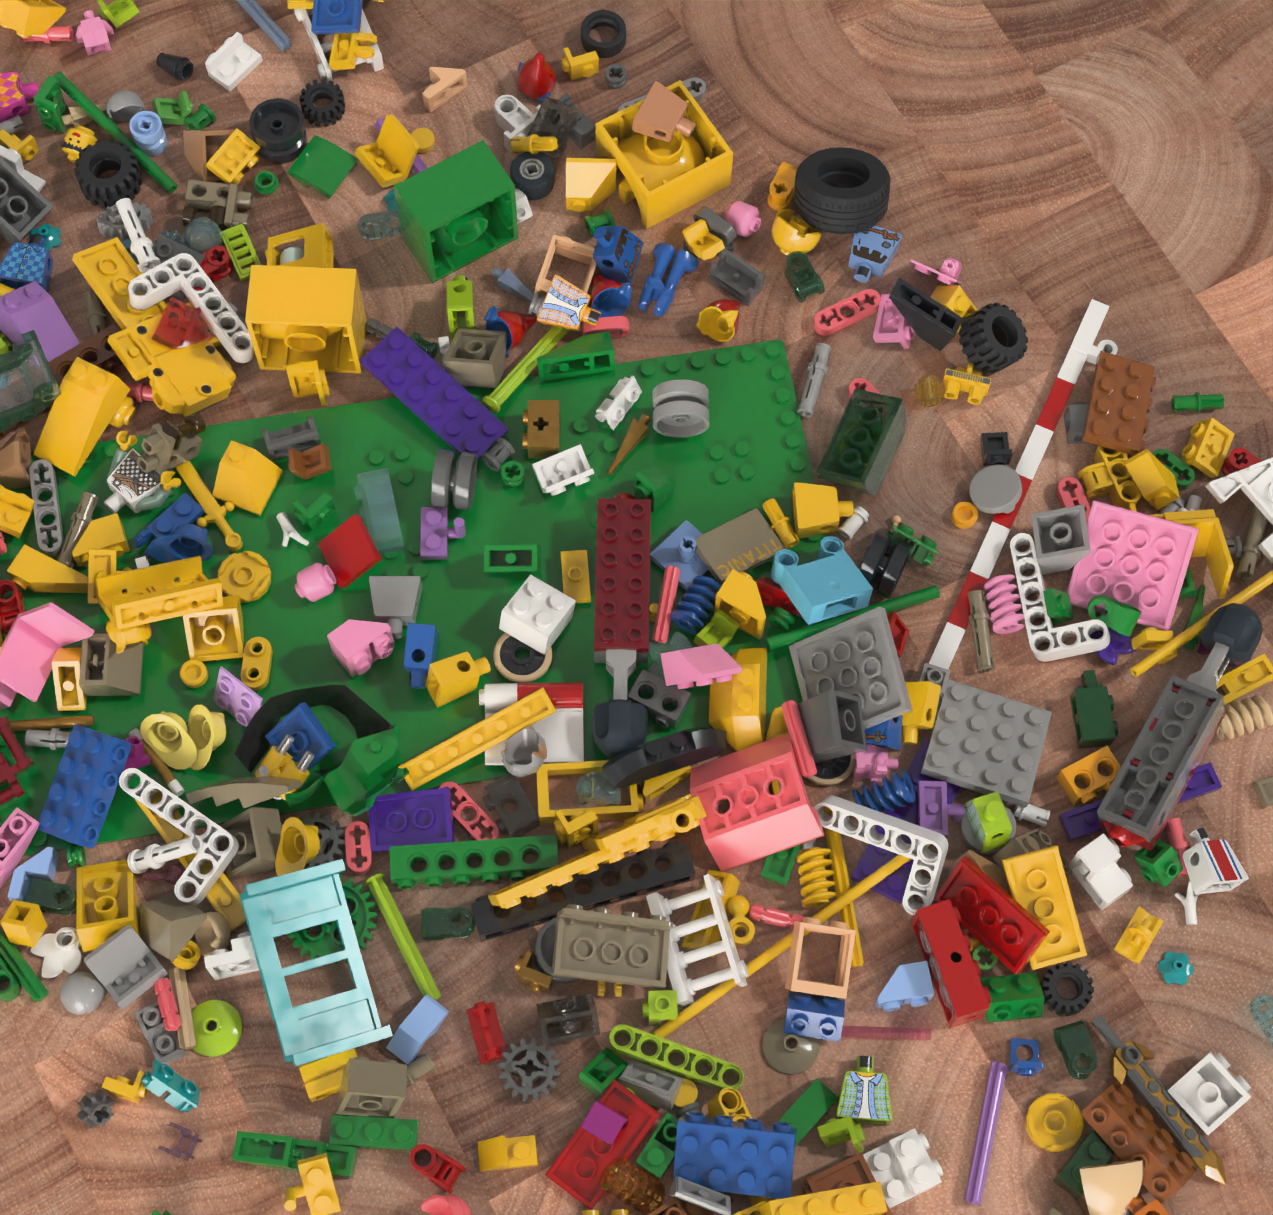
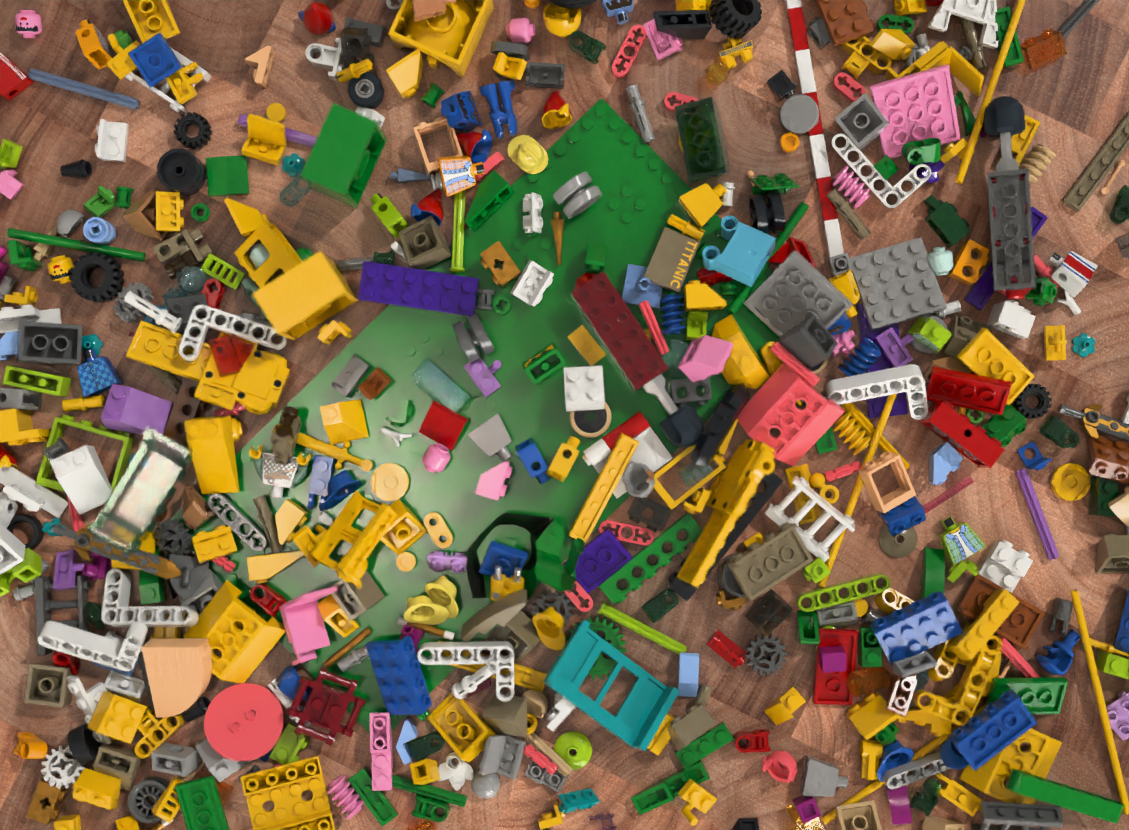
camera: 30 degrees left, 20 degrees up
(306, 208) = (245, 217): none -> yellow slope
(659, 344) = (528, 154): none -> light yellow piece
(1057, 751) = (941, 261): none -> light aqua head

